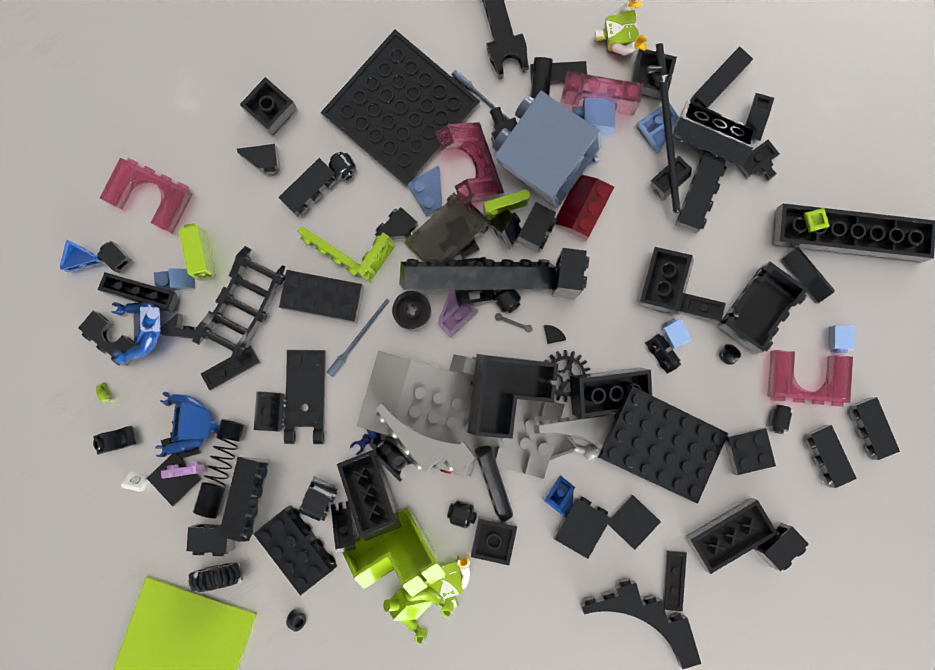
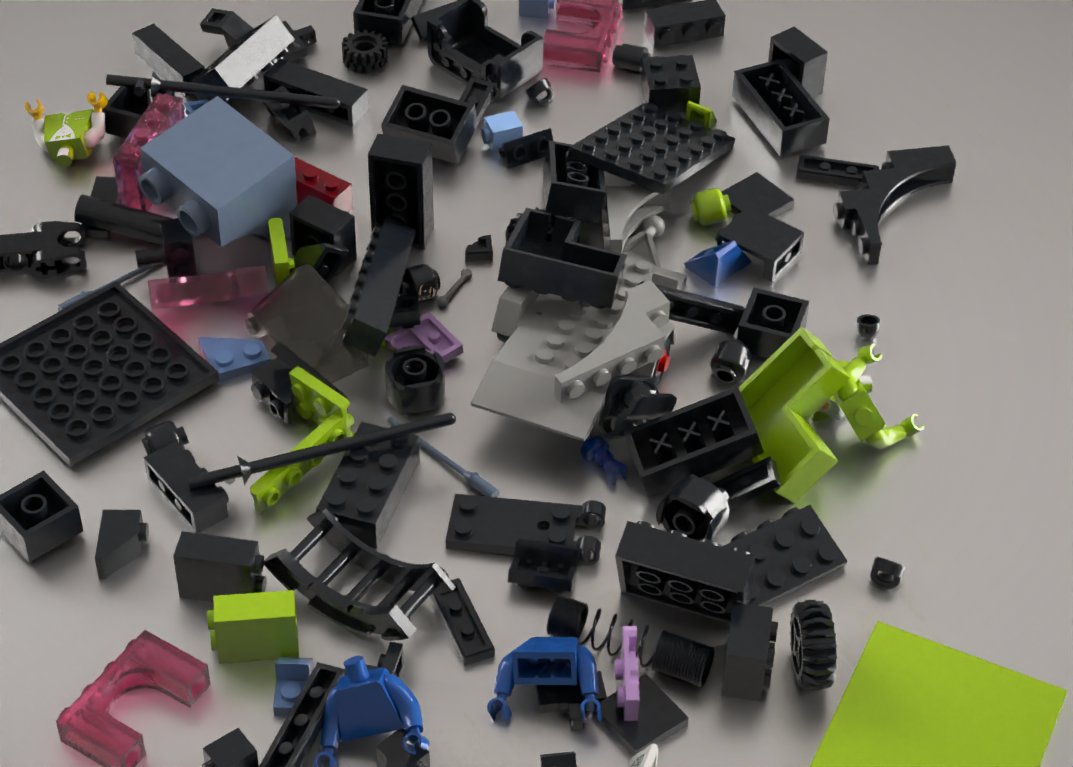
camera: 85 degrees left, 40 degrees down
(236, 221) = (217, 566): none -> black brick
(310, 218) = (246, 468): none -> black piece
(399, 242) = (294, 360): none -> black tile
(513, 603) = (868, 326): none -> black hinge
(614, 490) = (710, 207): none -> lime head
(719, 476) = (701, 114): none -> lime slope
(764, 210) = (364, 51): none -> black tyre

